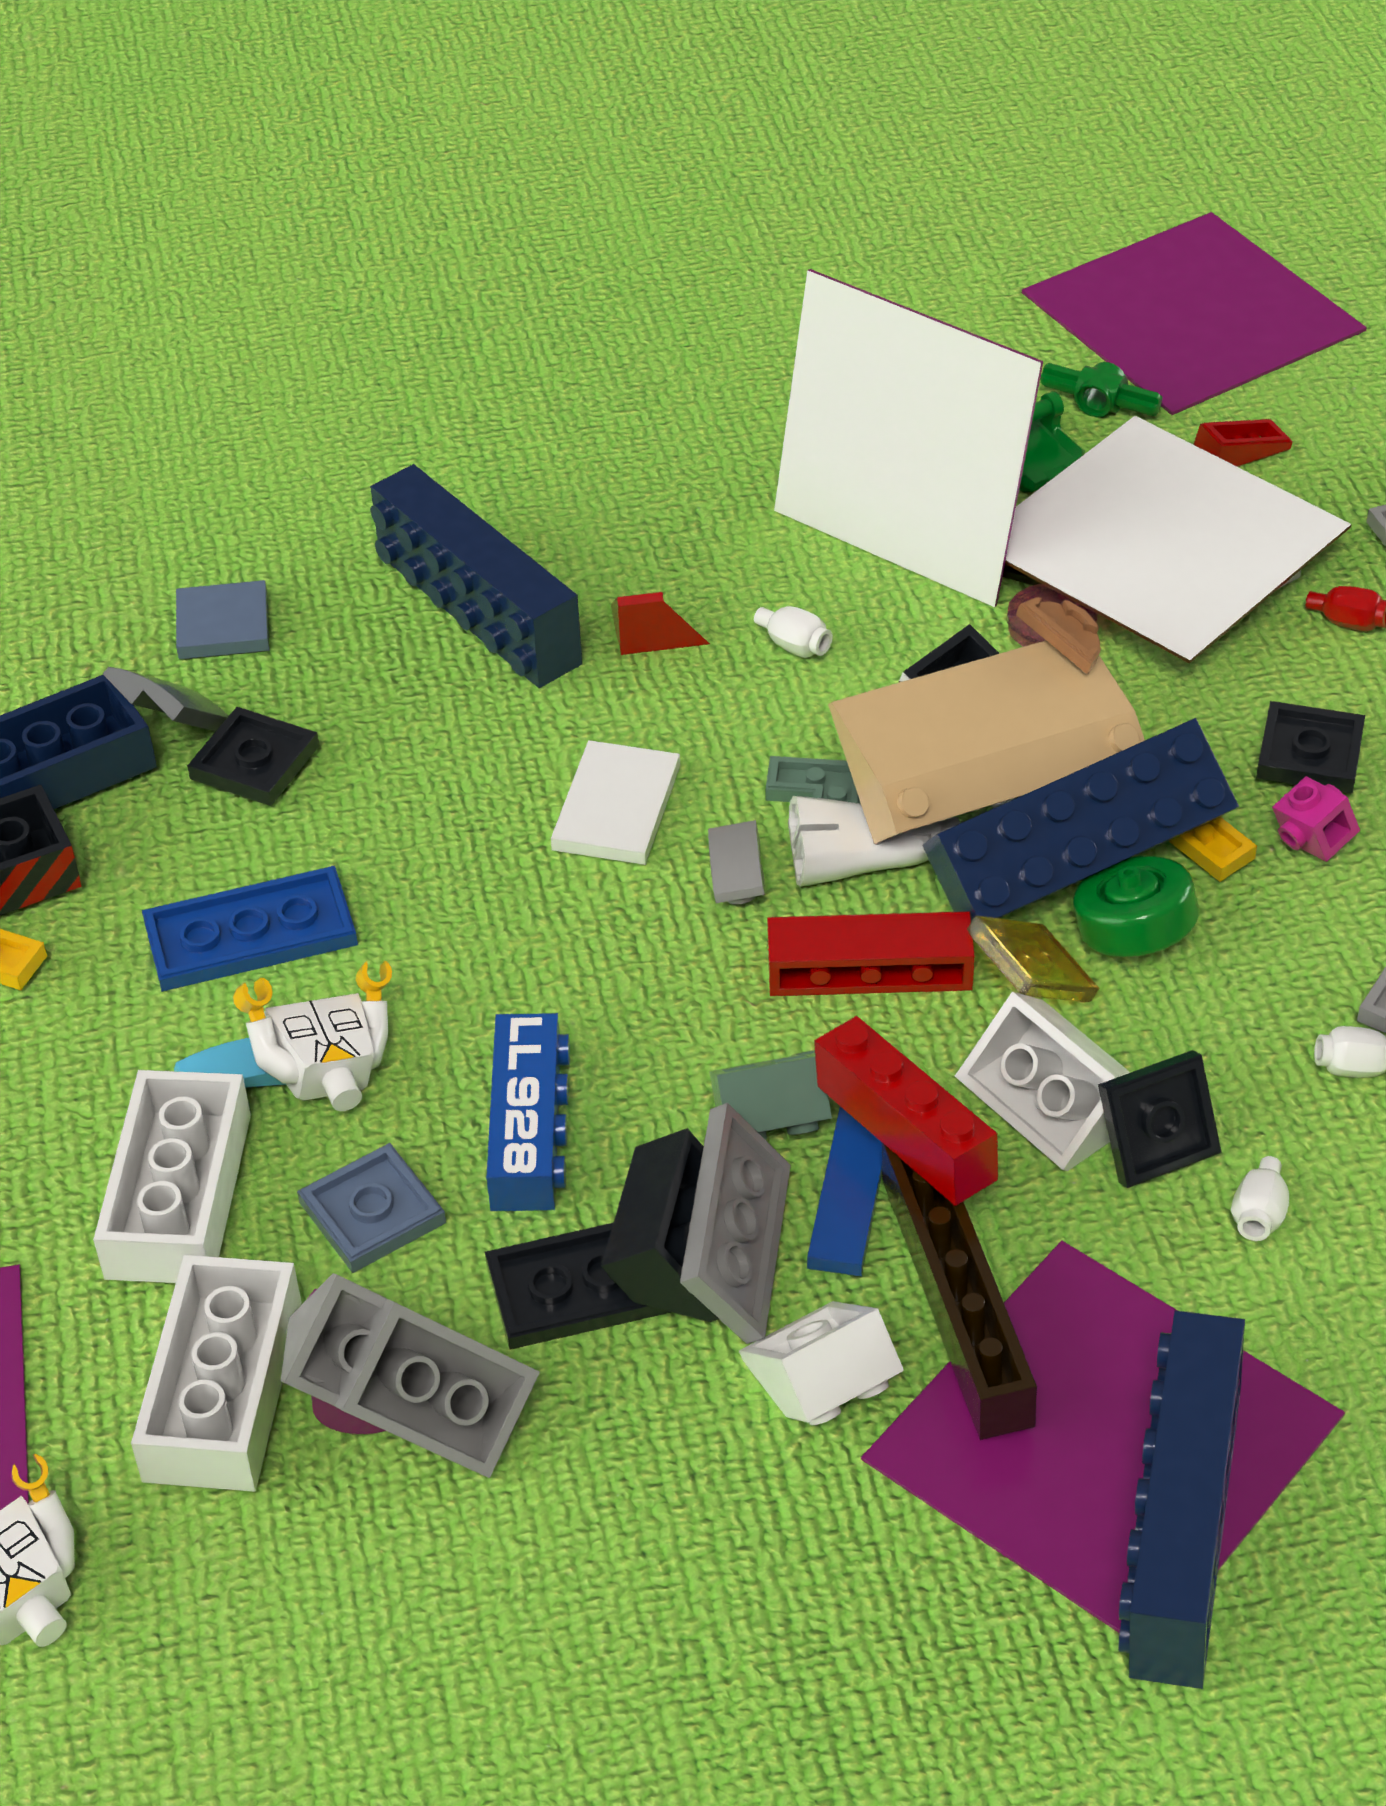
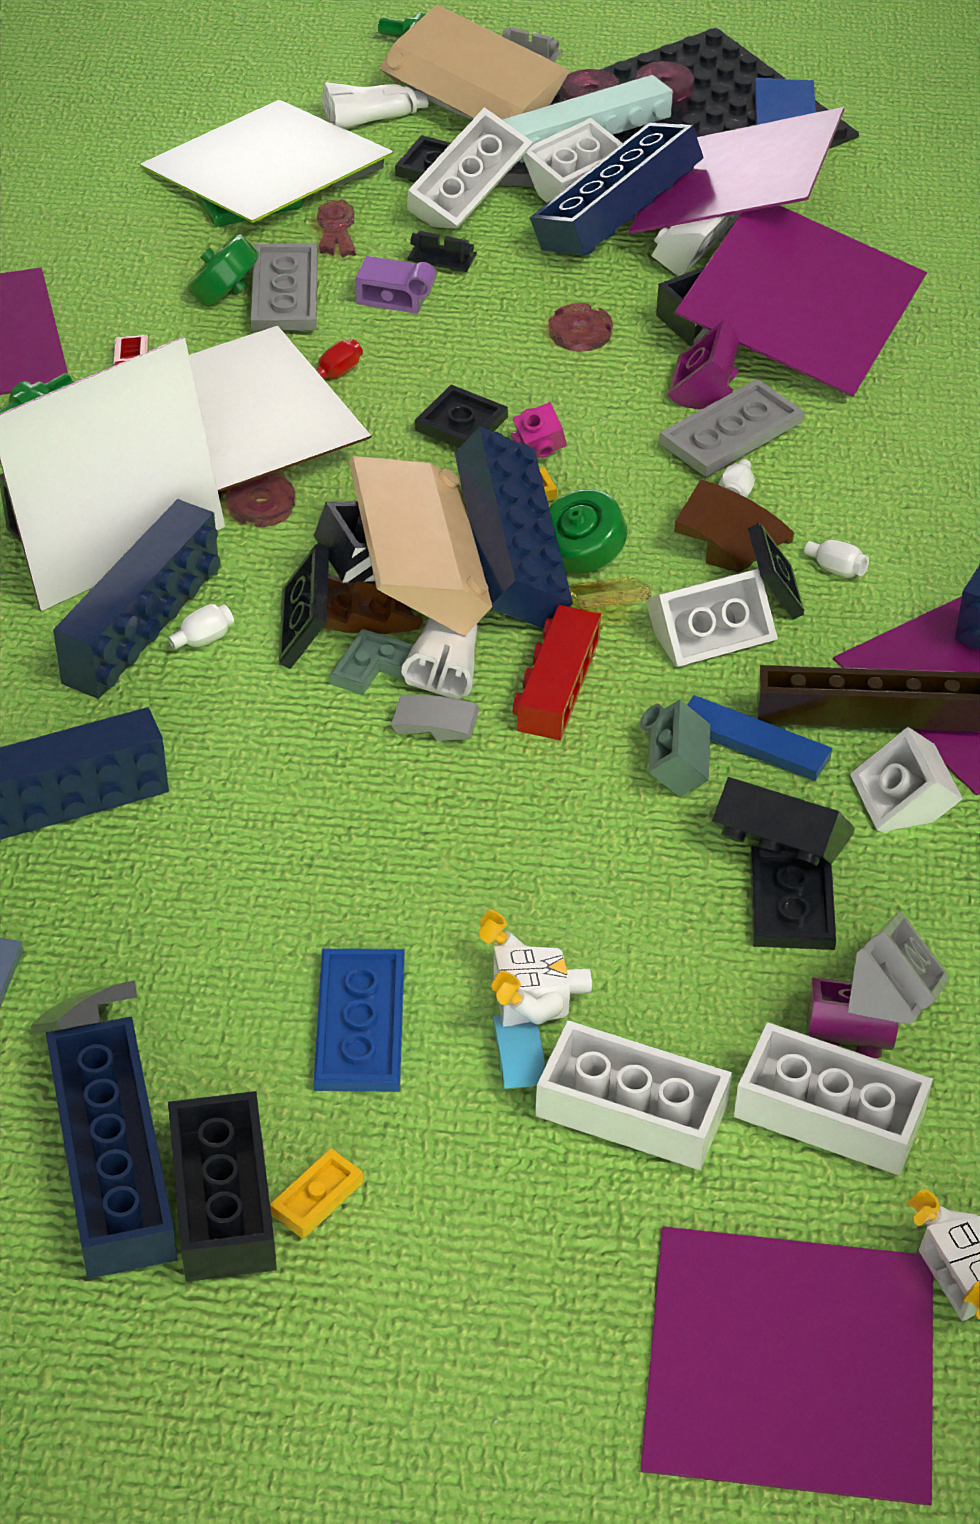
camera: 75 degrees left, 0 degrees up
(253, 756) = (167, 975): black plate -> none
(371, 1207) = (684, 997): sand blue tile -> none
(524, 1112) = (634, 884): blue brick -> none
(616, 802) = (330, 771): white tile -> none
(650, 625) = (149, 691): red slope -> none
(736, 1224) = (853, 807): light grey plate -> none
(794, 556) = (136, 598): none -> dark blue brick
(810, 697) = (304, 605): none -> black tile
(907, 1110) = (758, 662): red brick -> none
(1065, 628) = (362, 457): medium nougat plate -> none
(1248, 1055) = (723, 521): none -> reddish brown slope

